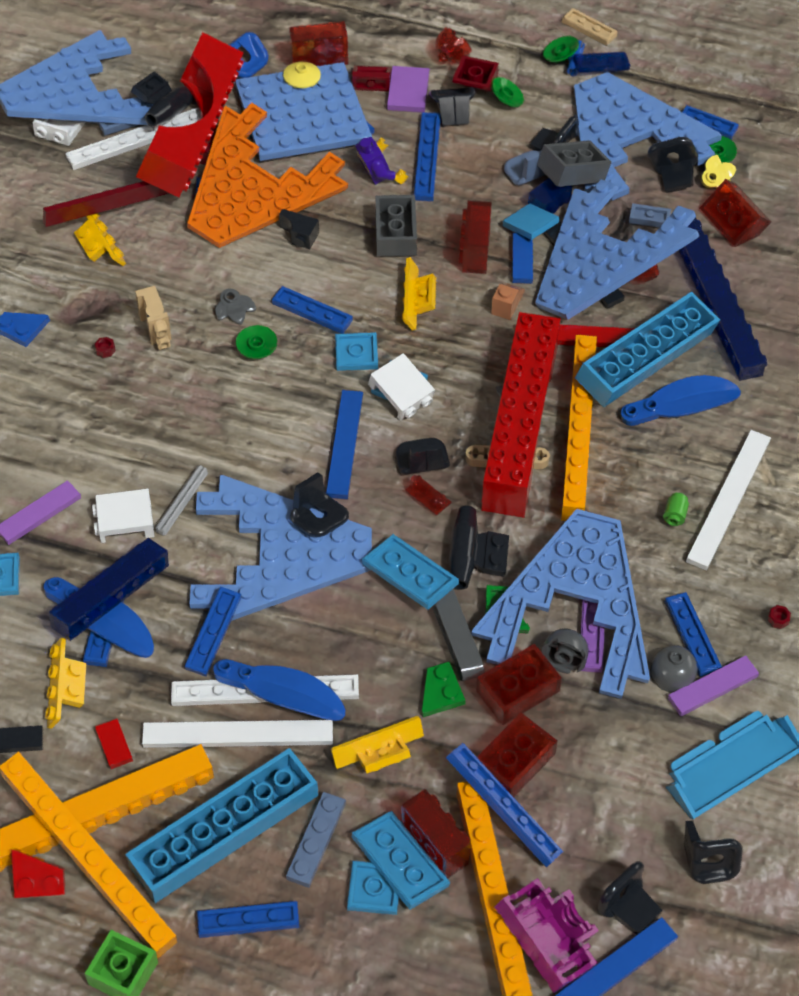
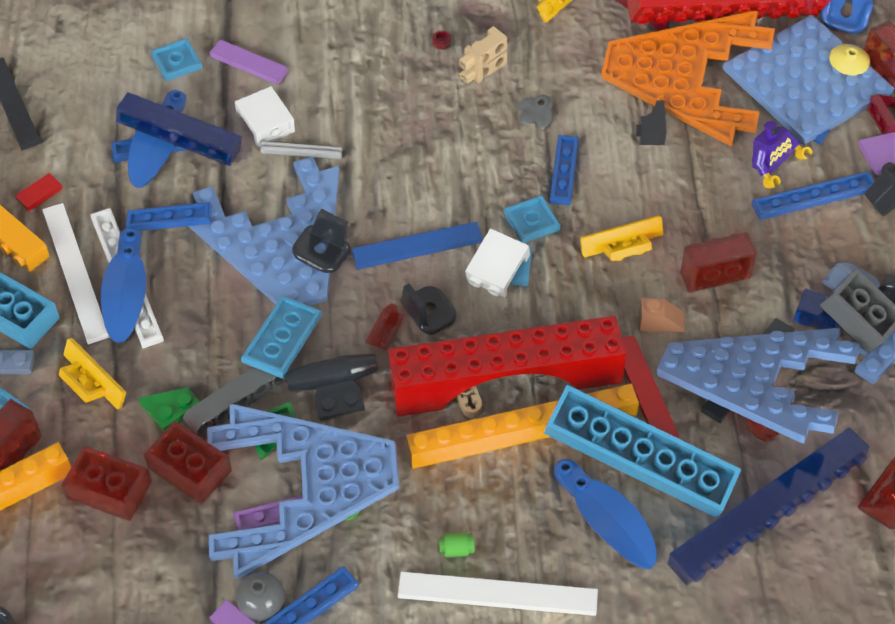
camera: 70 degrees right, 0 degrees up
(66, 683) = (84, 140): yellow bracket -> none
(256, 342) = (499, 139): green dish -> none
(396, 225) = (697, 194): dark grey brick -> none
(504, 804) = (46, 487): blue tile -> none
(522, 259) = (724, 315): blue tile -> none
(530, 221) = (773, 305): dark azure tile -> none
(566, 650) = (242, 490): dark grey cylinder -> none
(648, 215) = (849, 410): sand blue plate -> none

